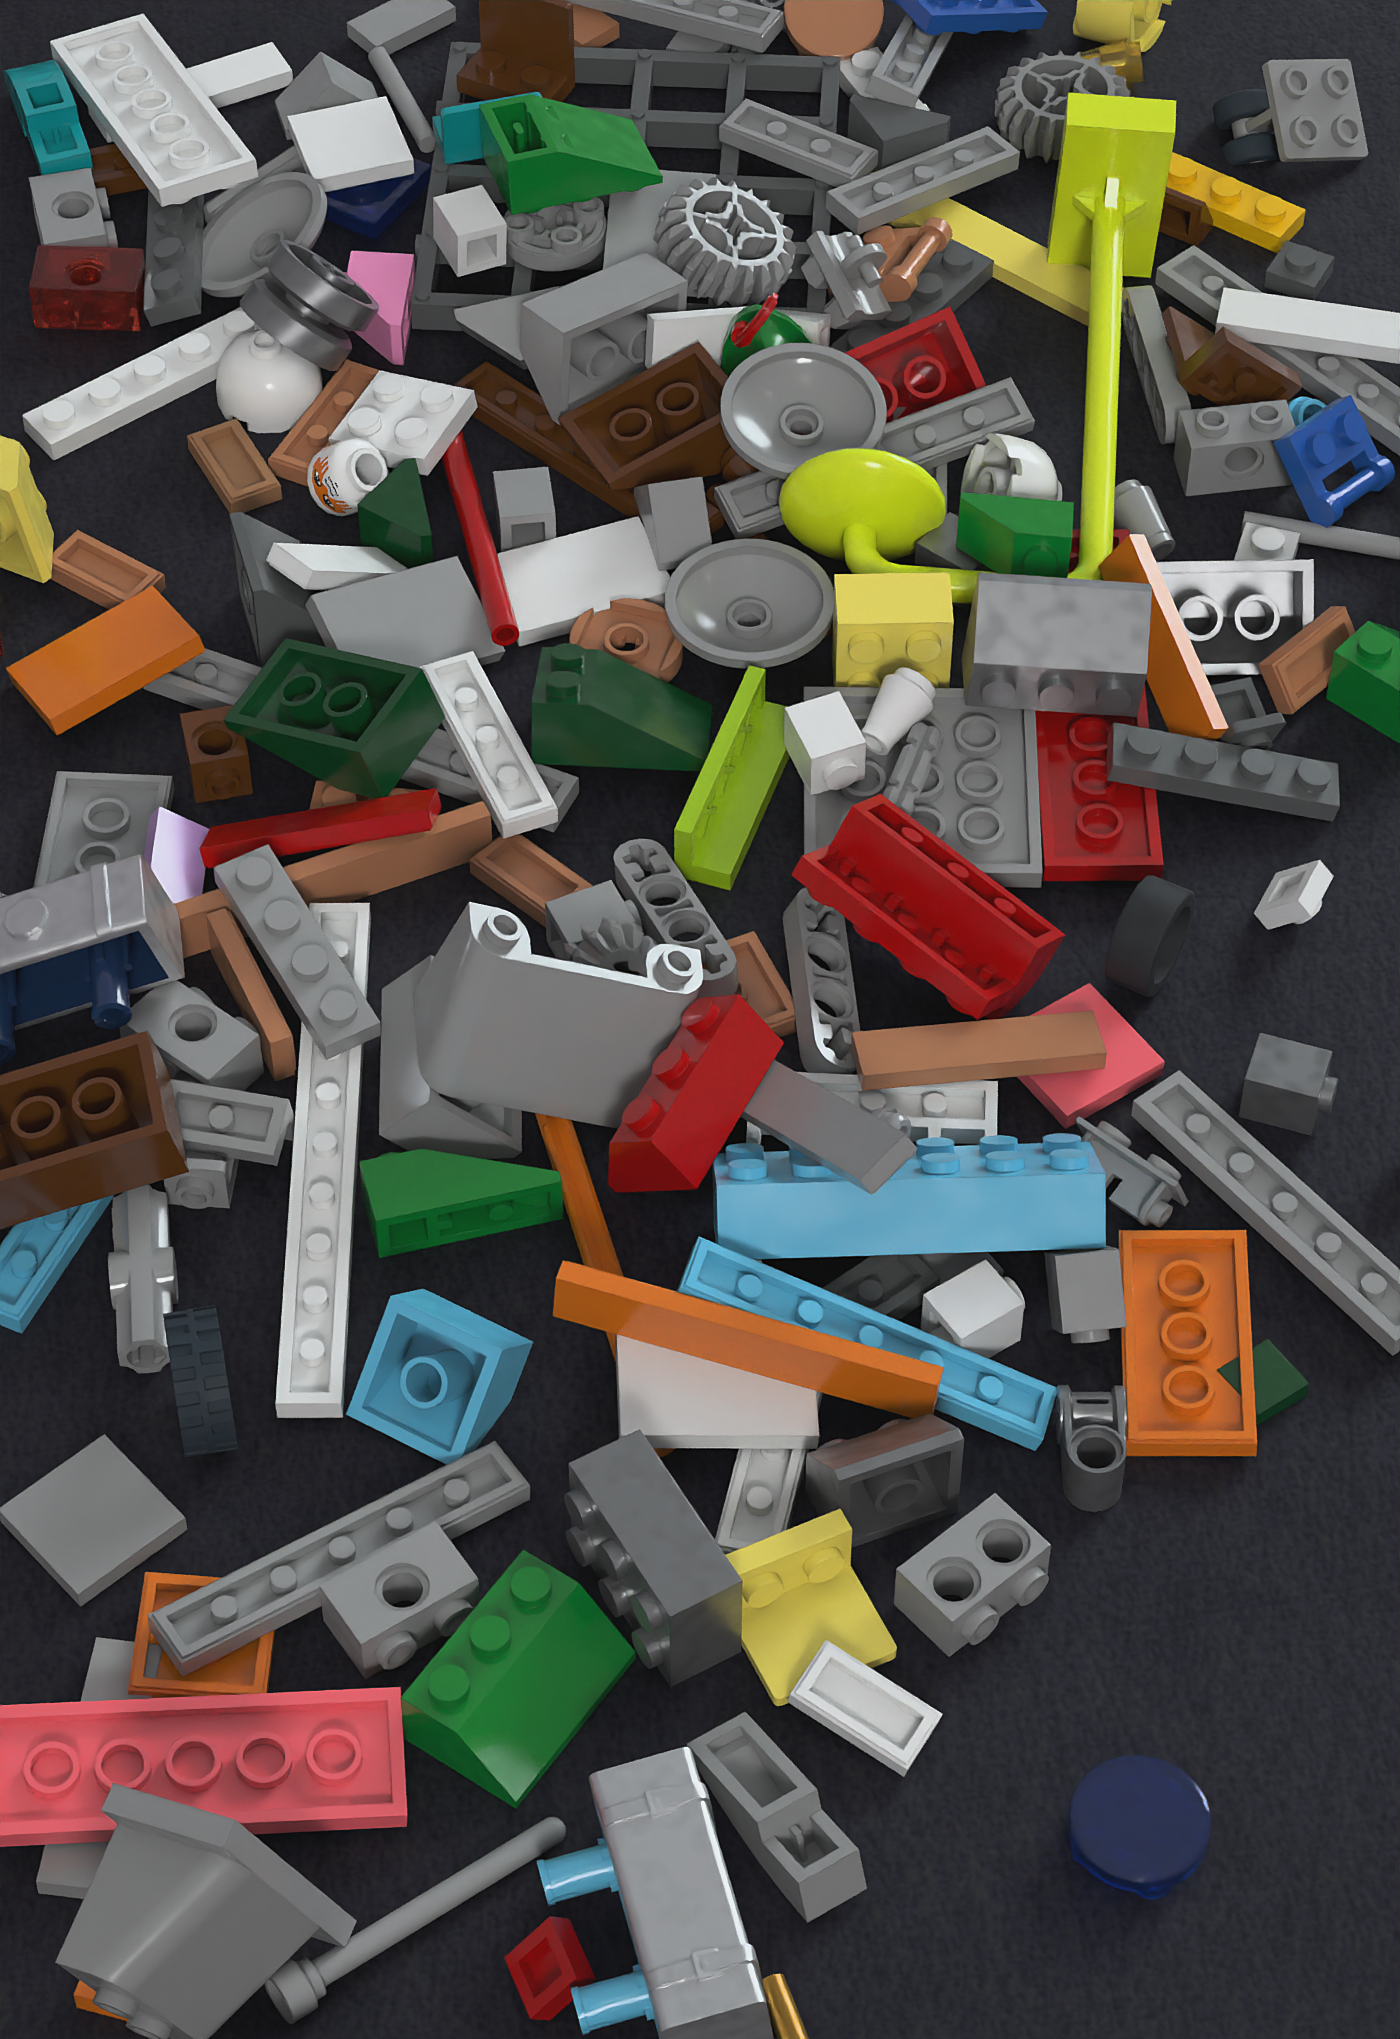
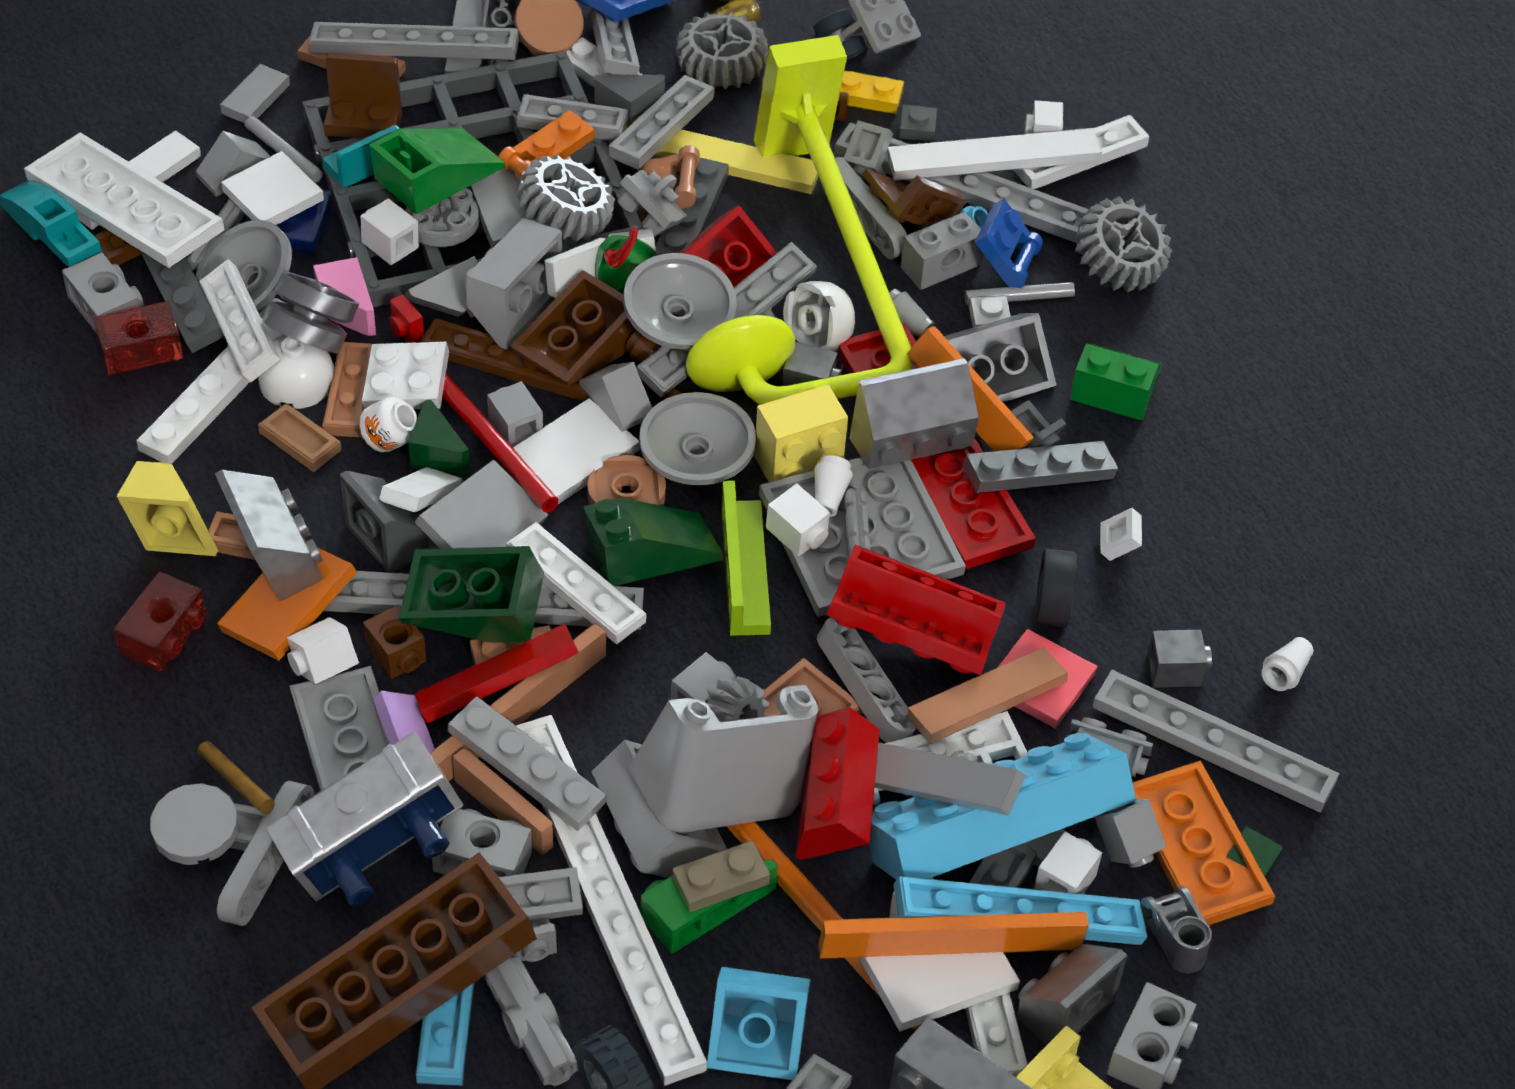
camera: 25 degrees left, 0 degrees up
(110, 563) = (273, 531): none -> slope
(112, 737) = (321, 650): none -> white brick
(217, 290) = (239, 320): none -> white tile
(442, 352) = (406, 320): none -> red plate
(473, 1169) = (720, 876): none -> dark tan plate
(524, 874) = (641, 665): nougat tile -> none
(681, 917) = (749, 668): light grey beam -> none
(756, 164) = (559, 137): none -> orange plate
(1016, 534) = (853, 347): green slope -> none
(1195, 282) = (868, 148): none -> light grey bracket
(1305, 661) = (1055, 377): nougat tile -> none

